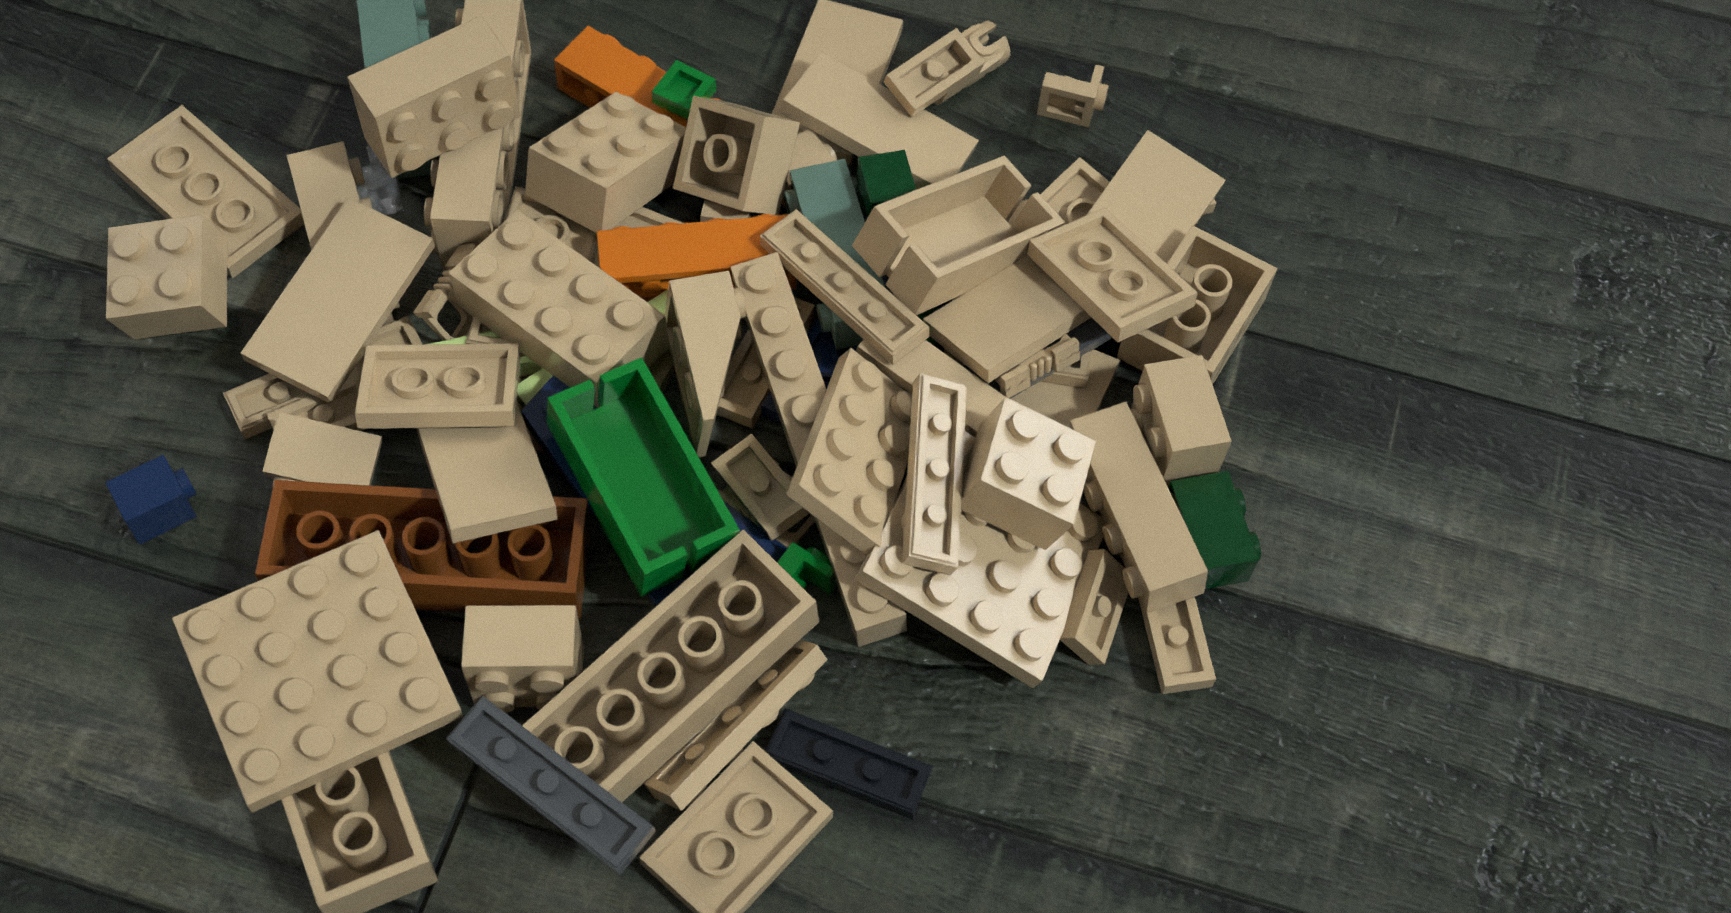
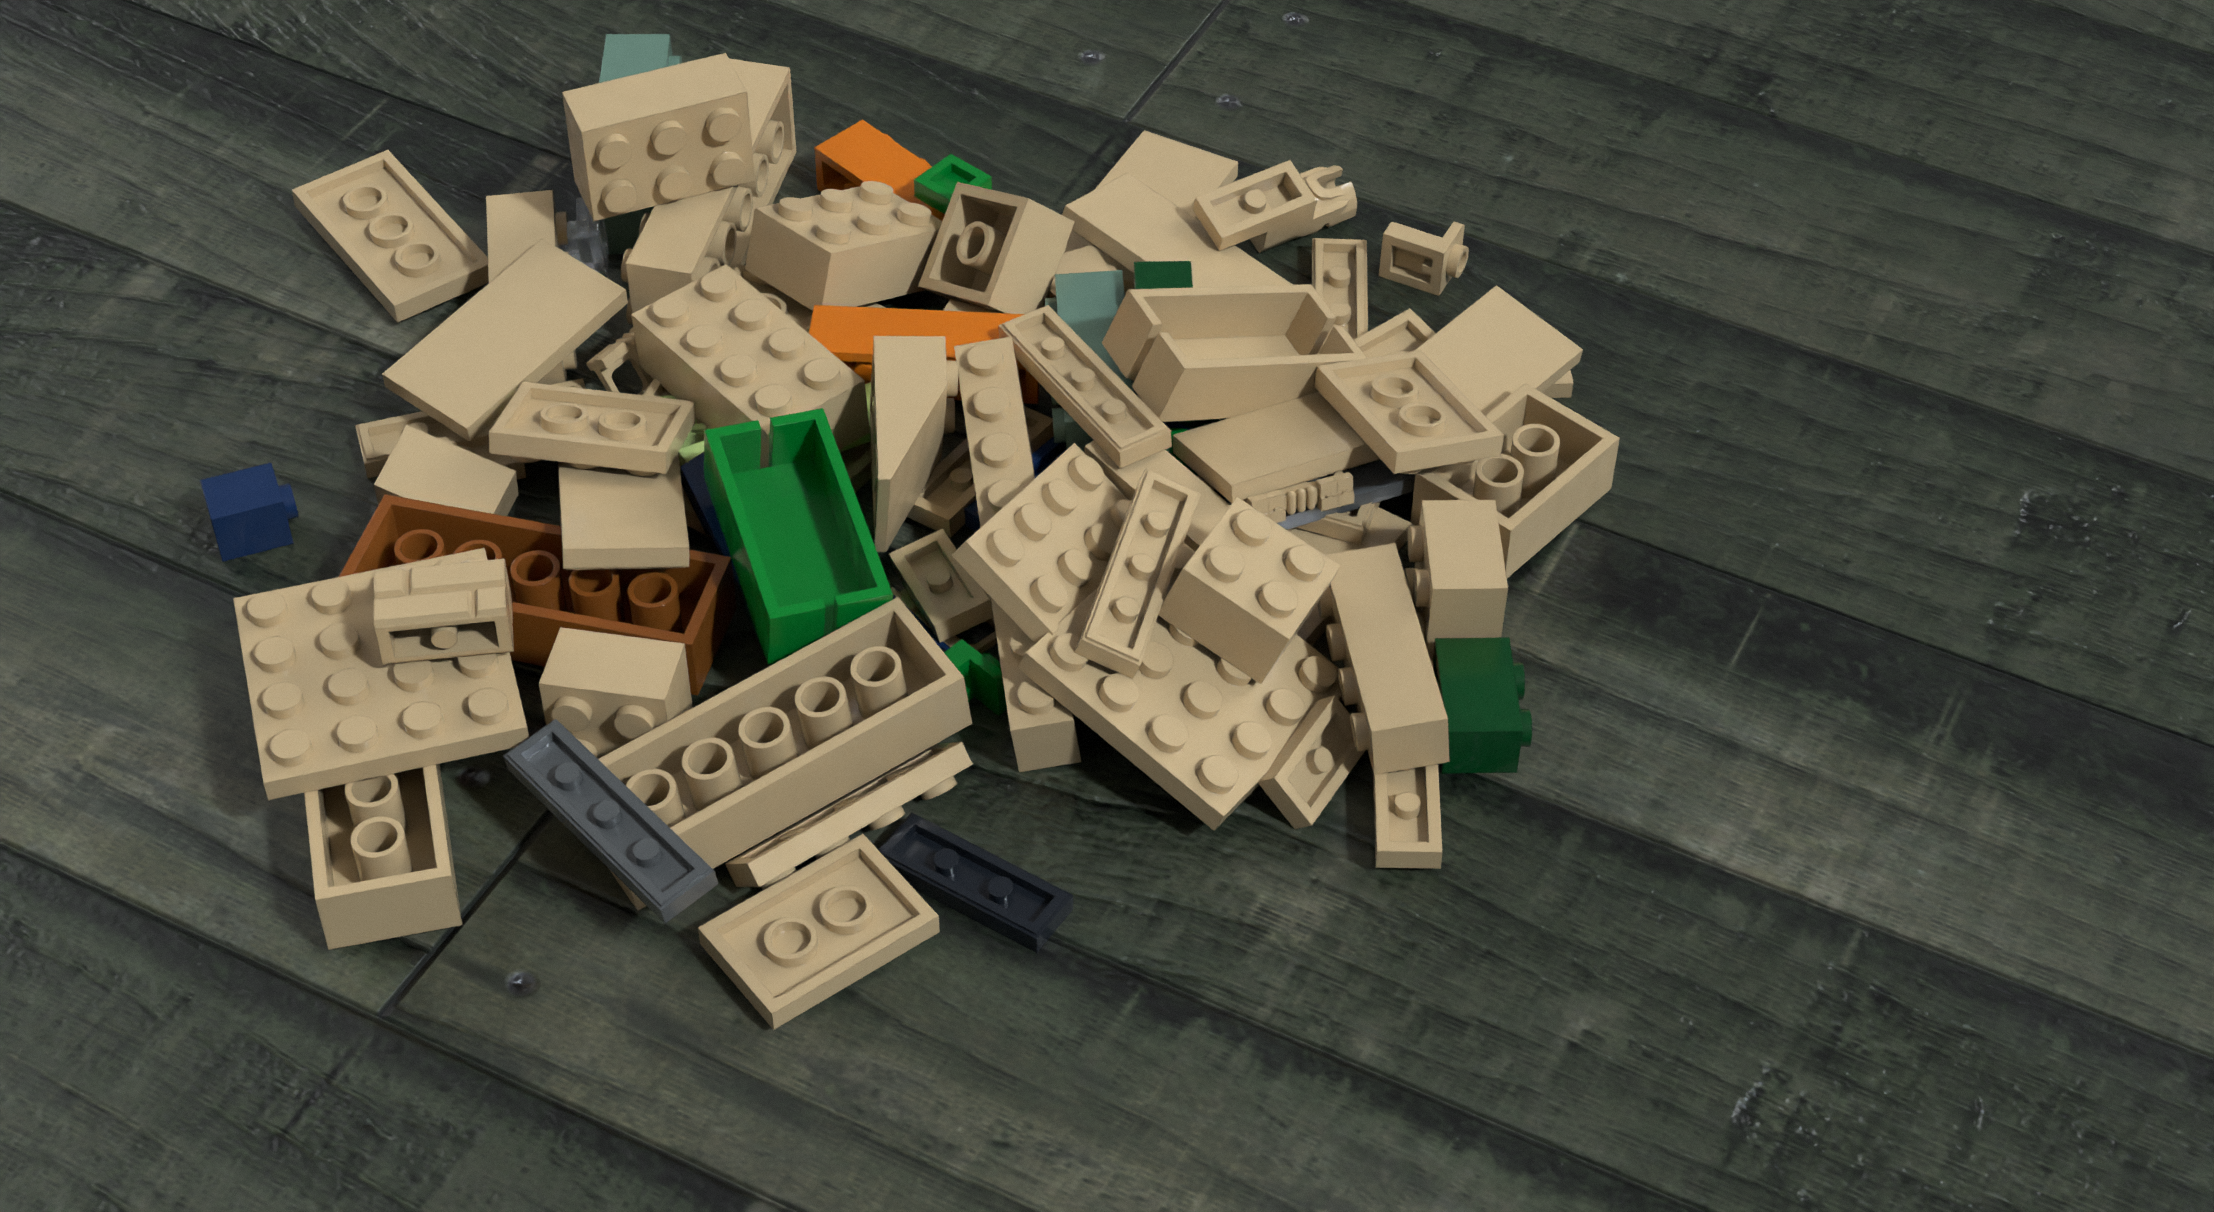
camera: 15 degrees right, 15 degrees down
(167, 277) = (324, 301): tan brick -> none
(365, 615) = (443, 611): none -> tan brick
(1011, 132) = (1341, 281): none -> tan tile

